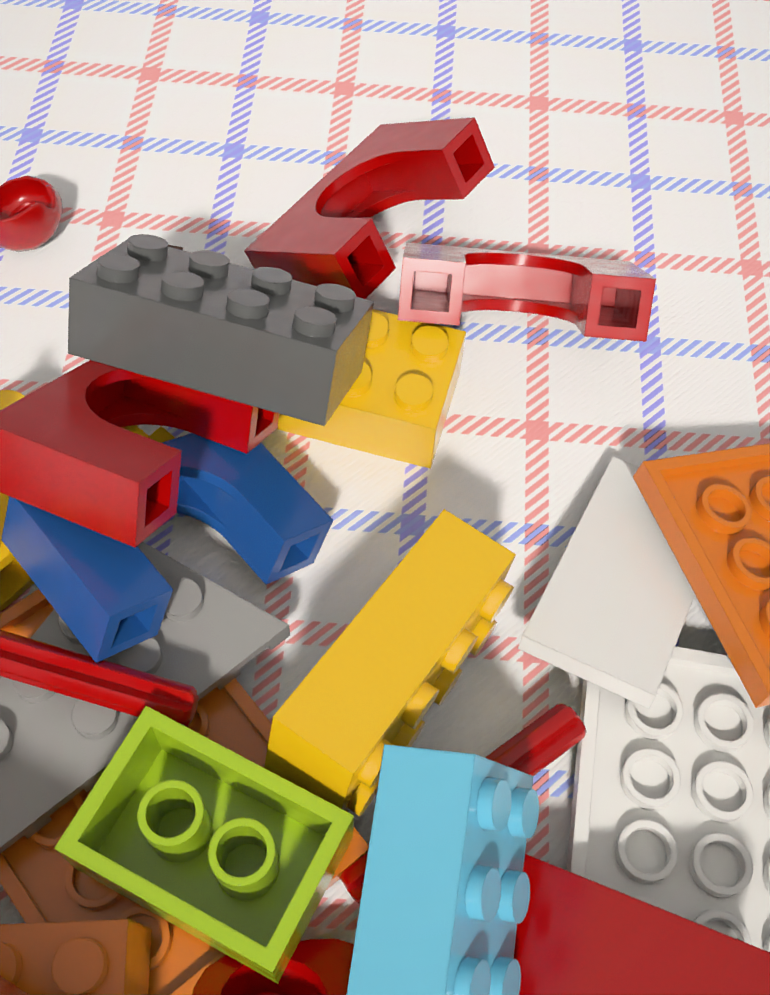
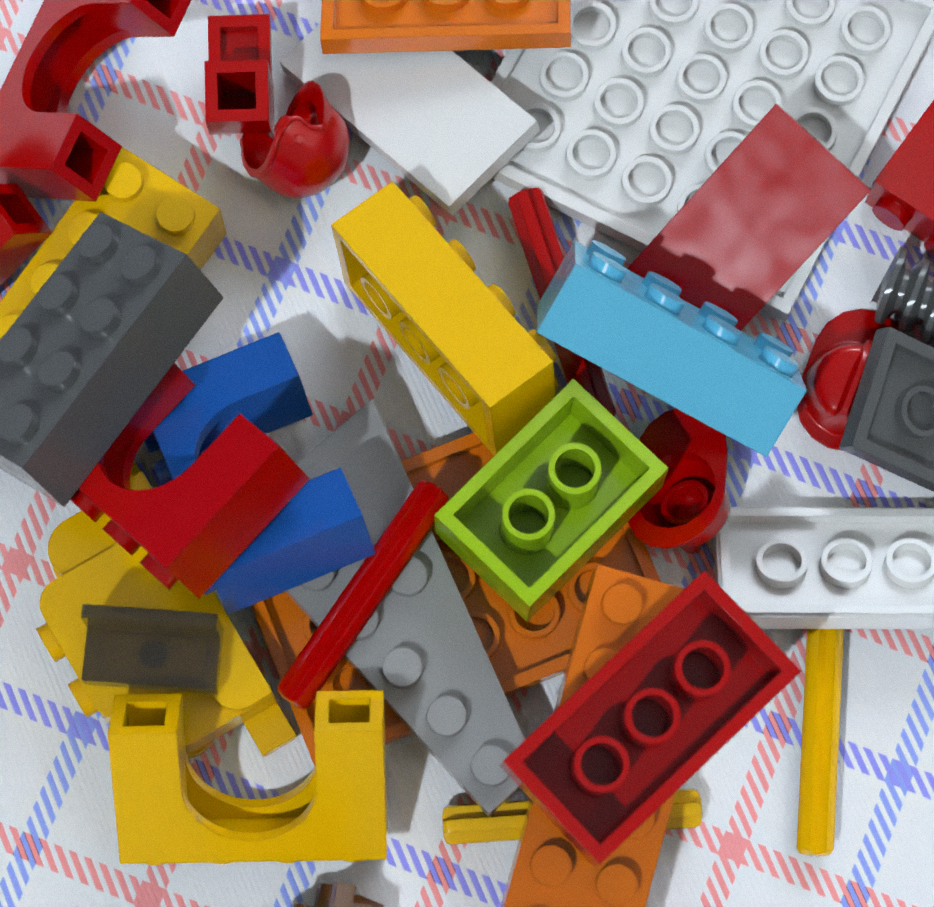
camera: 70 degrees left, 15 degrees up
(523, 498) = (307, 147): none -> red helmet
(573, 422) = (239, 75): none -> red brick

